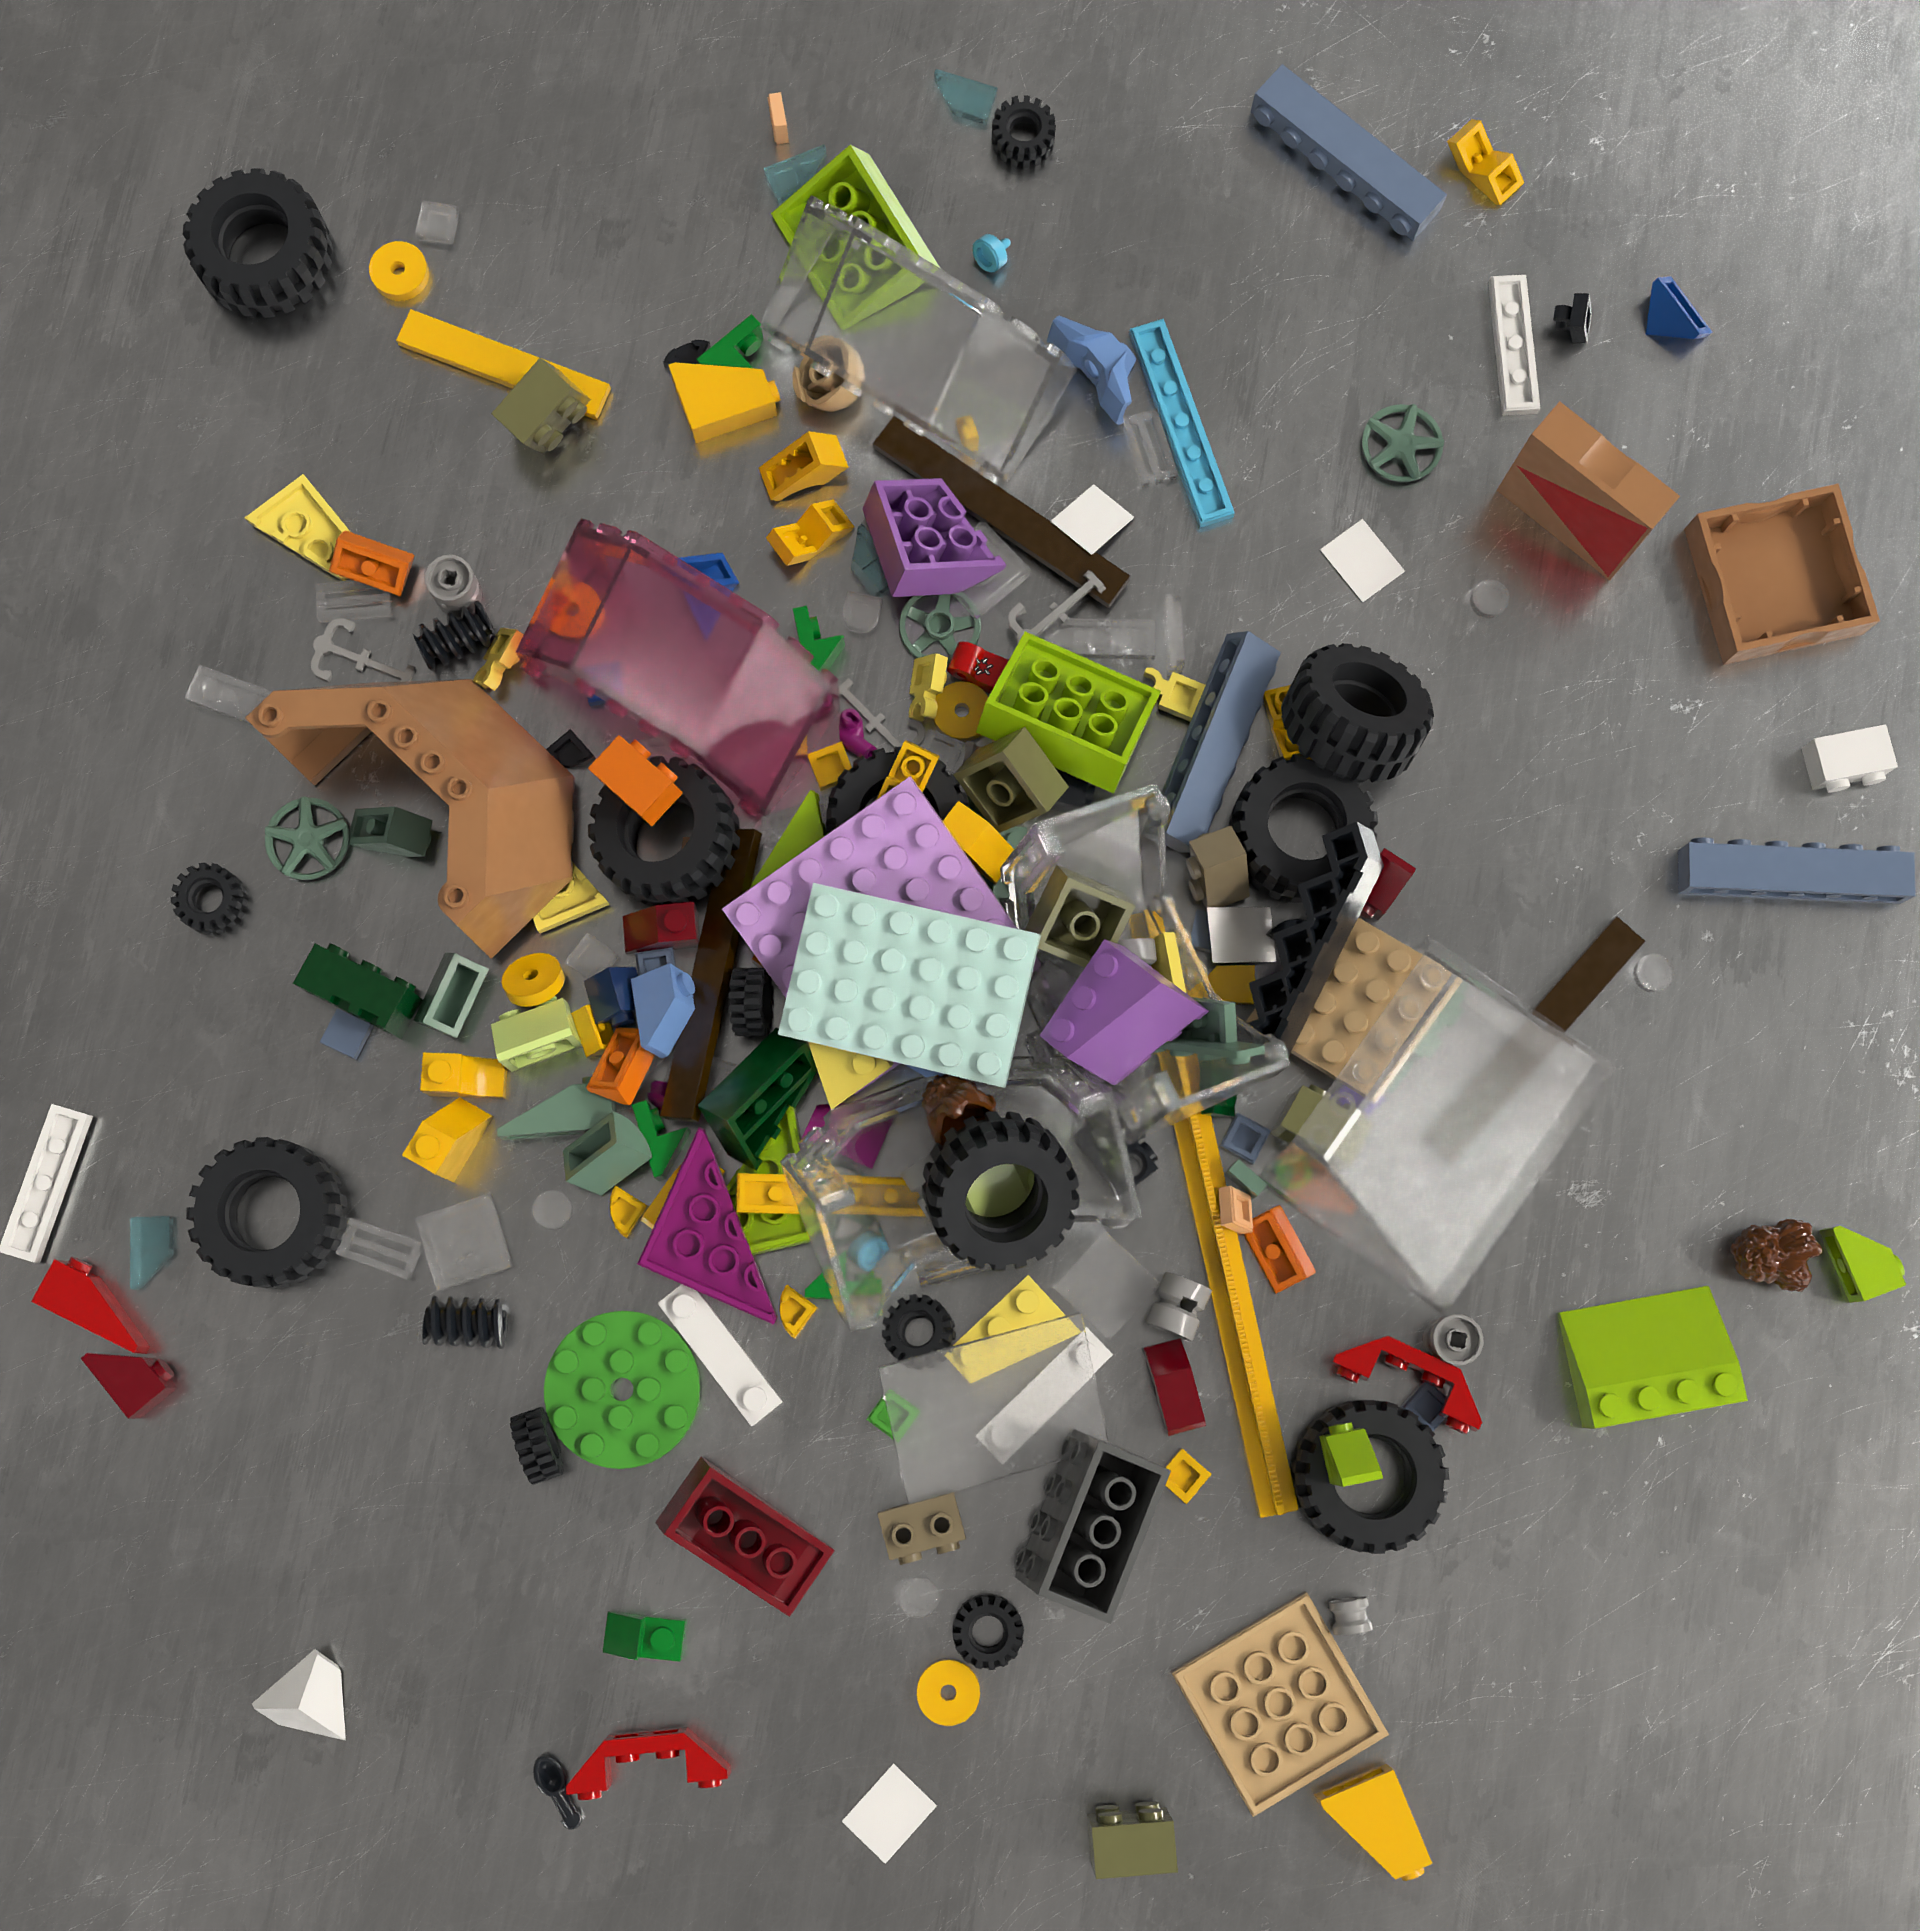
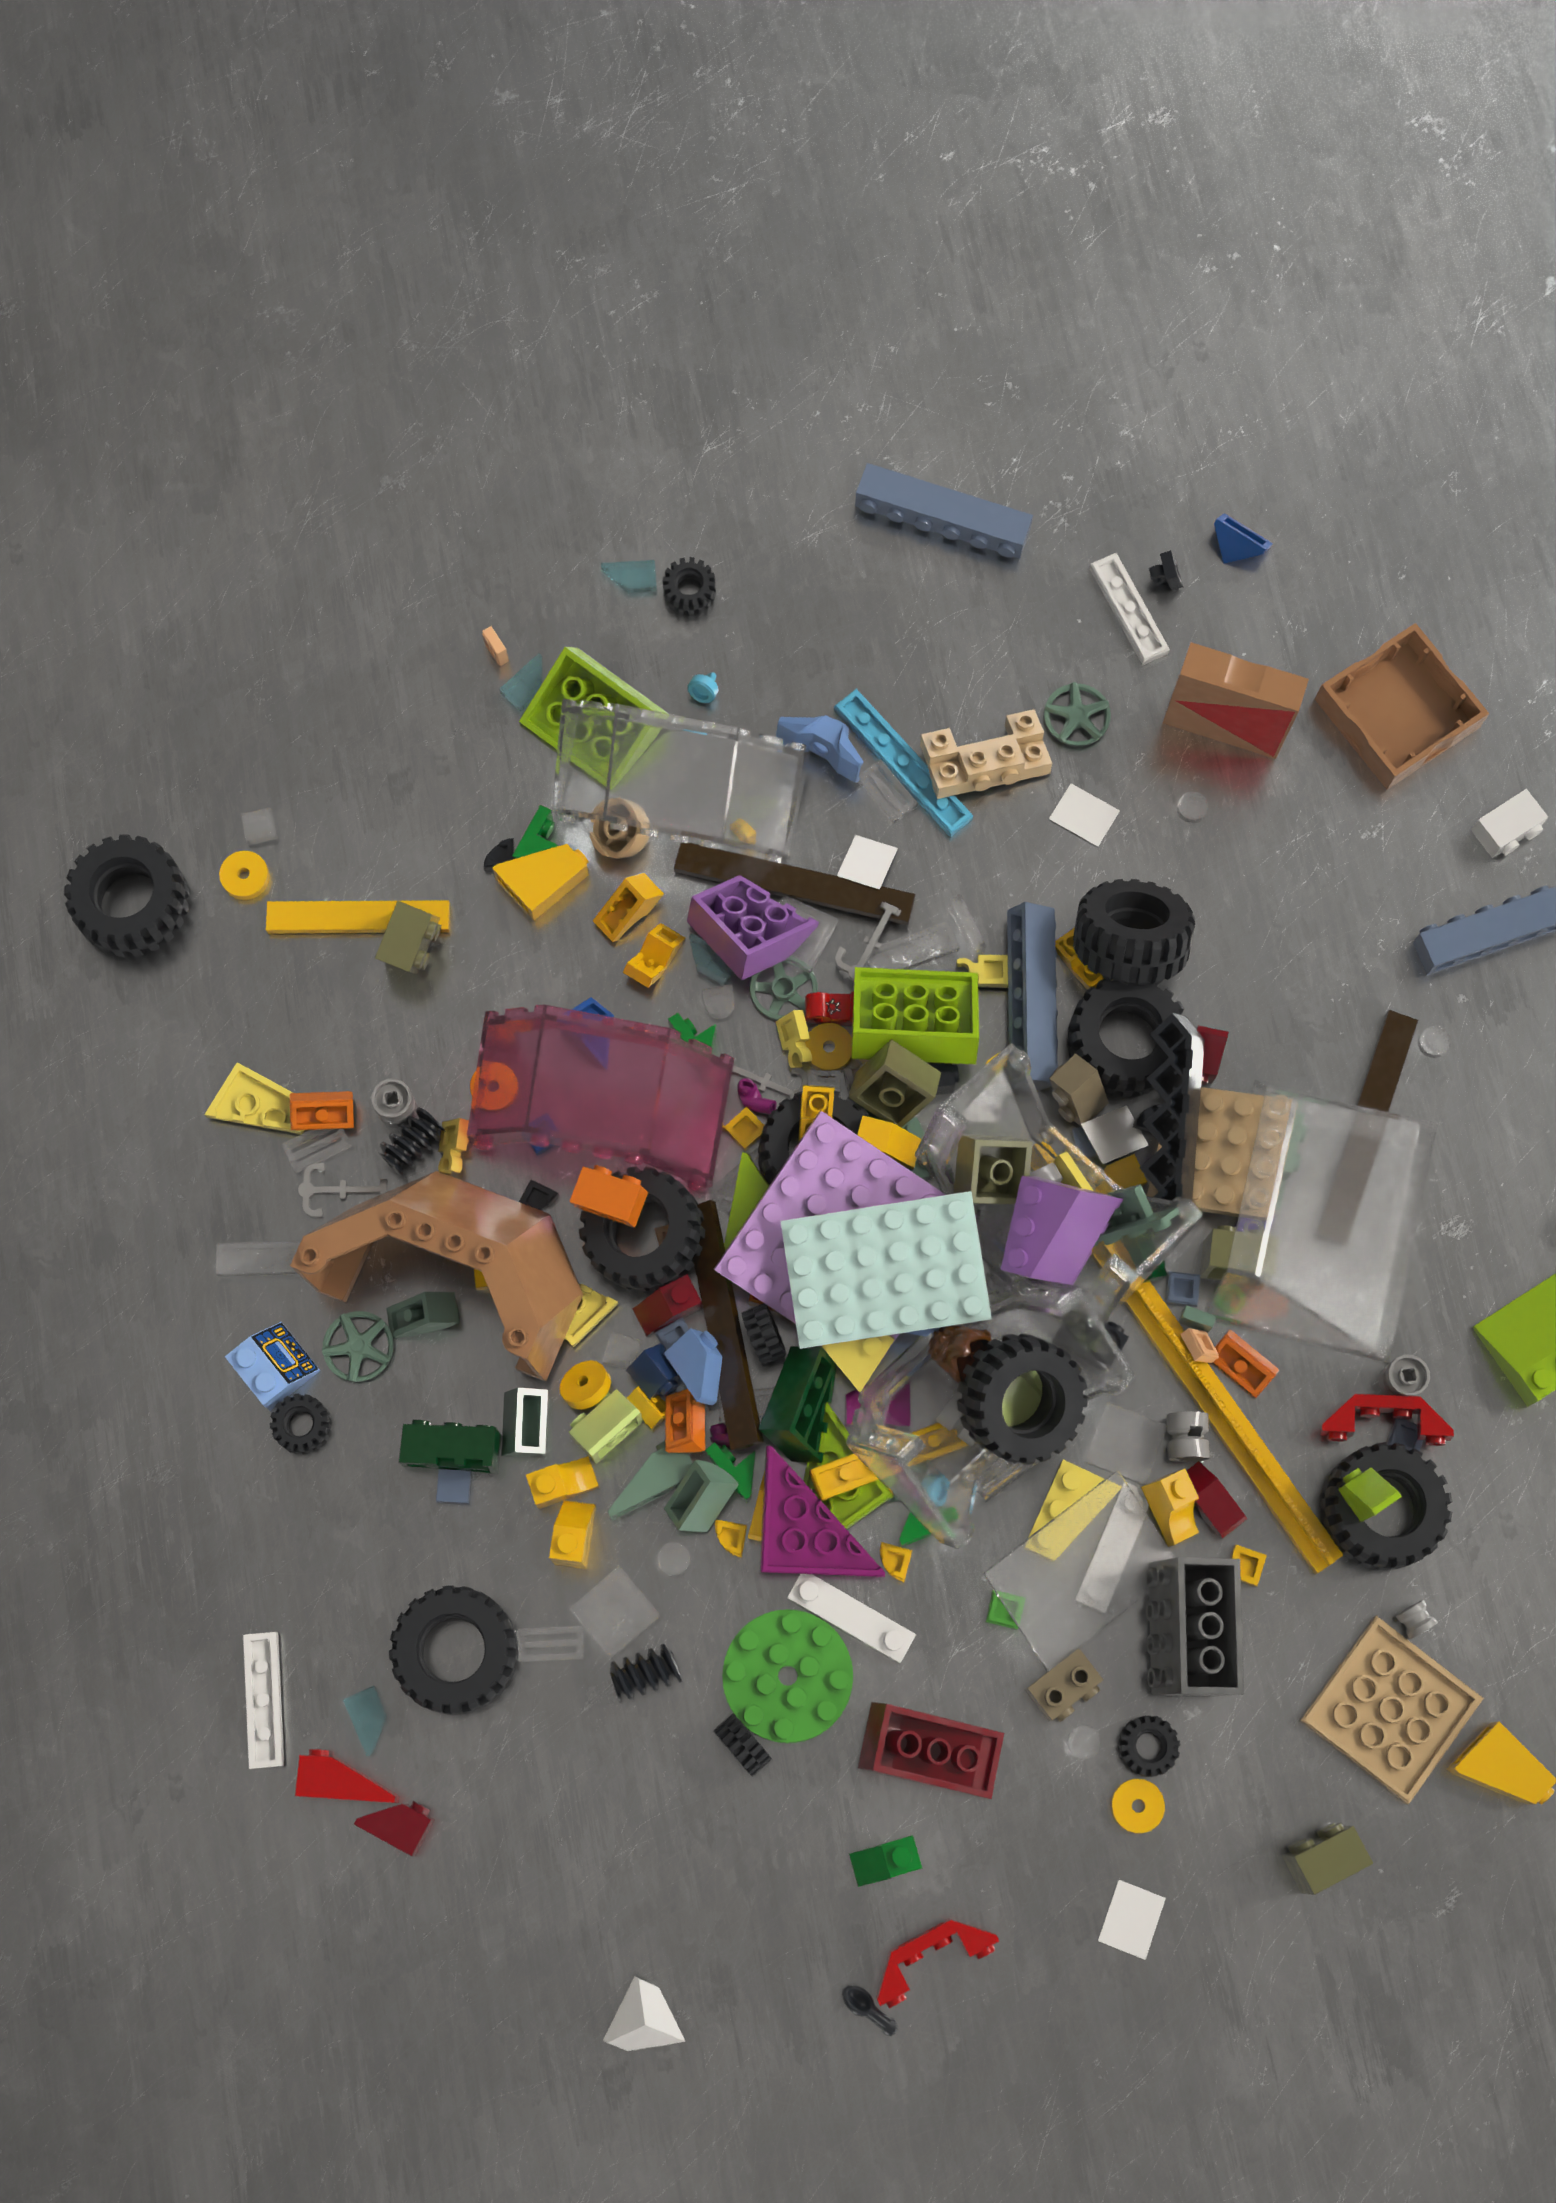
camera: 20 degrees left, 5 degrees down
(204, 821) = (272, 1364): none -> slope
(907, 1311) = (989, 1519): black tyre -> none
(1128, 1374) = (1173, 1505): none -> yellow arch
(1276, 457) = (987, 762): none -> tan bracket
(1489, 170) = (1055, 484): yellow slope -> none

